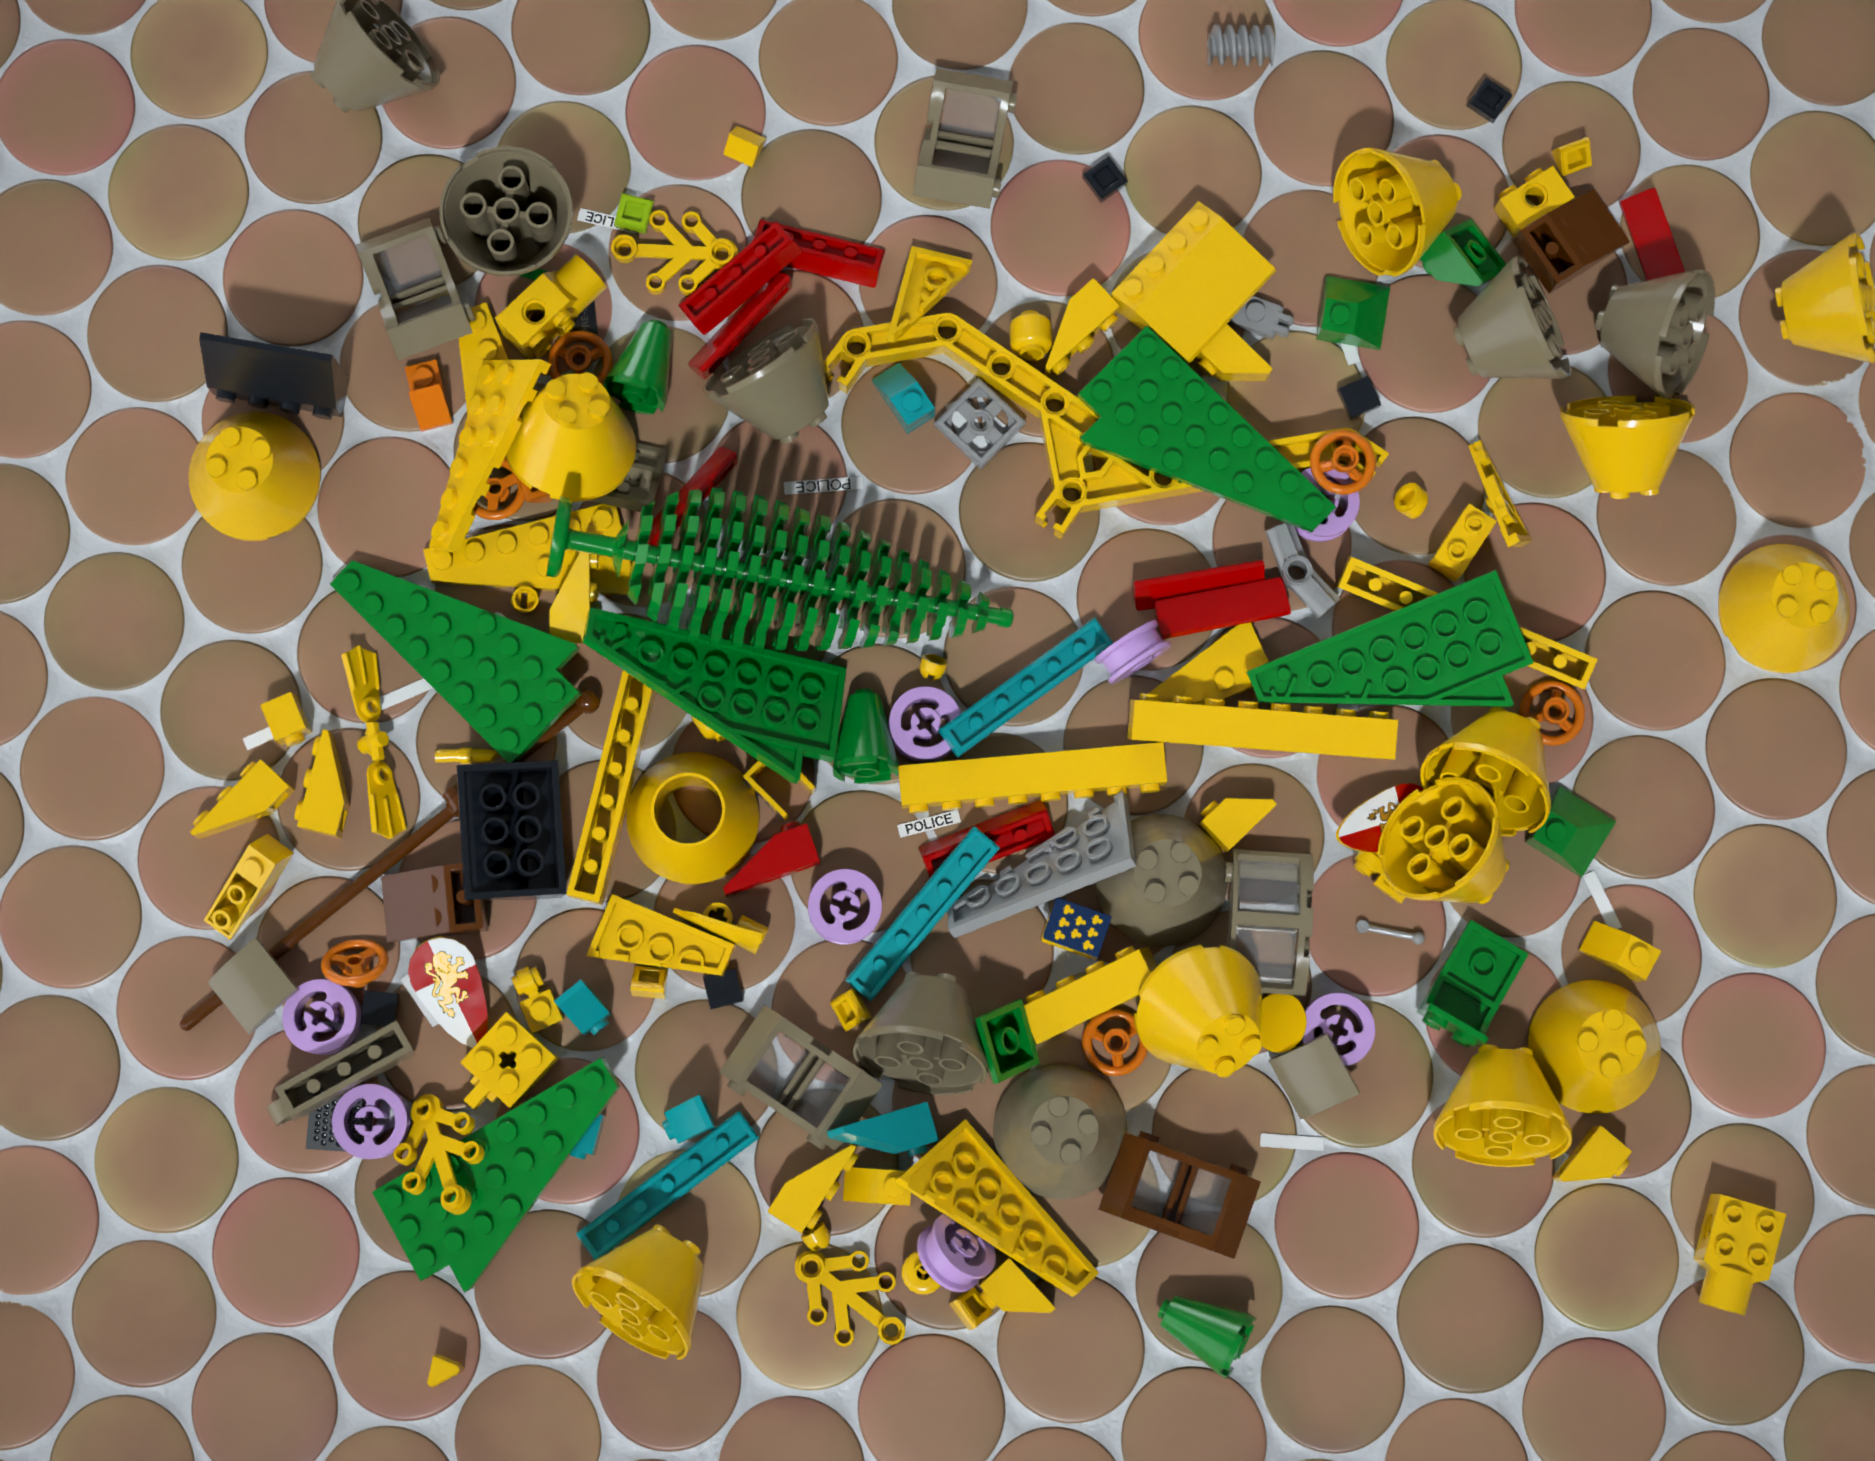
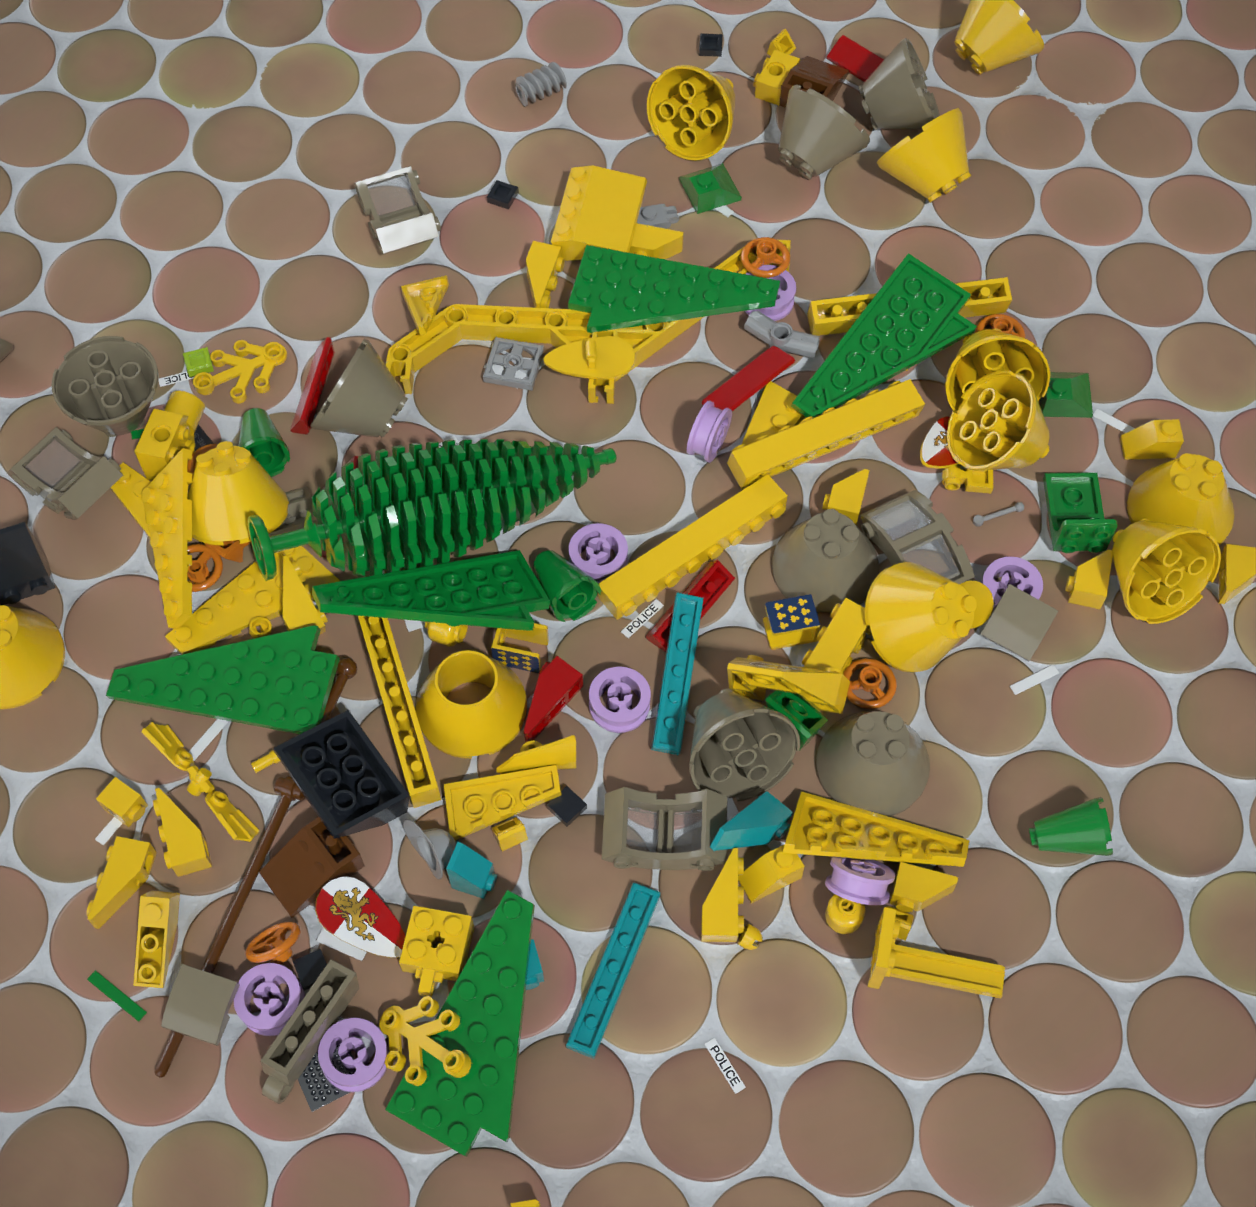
camera: 25 degrees left, 20 degrees down
(183, 920) = (117, 996): none -> green sticker
(428, 395) = (113, 540): orange slope -> none
(539, 1008) = (436, 896): yellow plate -> none
(567, 957) = (432, 844): none -> light grey piece
(646, 1292) = (649, 1050): yellow cone -> none
(688, 1120) = (601, 904): teal slope -> none
(715, 1344) = (725, 1065): none -> white sticker
(740, 278) = (296, 359): red slope -> none
(744, 146) = (251, 290): yellow slope -> none
(833, 256) = (340, 324): red slope -> none
(845, 1293) = (798, 967): yellow plant -> none
(850, 1009) = (668, 766): yellow slope -> none
(904, 397) = (454, 372): teal slope -> none
(932, 665) = (577, 517): yellow hinge -> none
(970, 1375) = (929, 966): none -> yellow bracket
(1009, 1008) = (820, 688): none -> yellow wedge
(1025, 687) = (650, 495): teal tile -> none
(1030, 335) = (513, 293): yellow head -> none
(1053, 869) = (748, 589): light grey wing -> none
(1064, 480) = (593, 358): none -> yellow shield
(1149, 590) = (692, 396): red slope -> none
(1181, 1193) = (987, 751): reddish brown window -> none
(1359, 397) = (747, 228): black tile -> none
(1411, 500) = (822, 263): yellow tile -> none
(1427, 1074) = (1091, 581): none -> yellow slope
(1462, 256) = (753, 124): green slope -> none
(1462, 542) = (871, 266): yellow brick -> none
(1498, 499) = (878, 235): yellow wing -> none
(1783, 608) = (1094, 202): yellow cone -> none

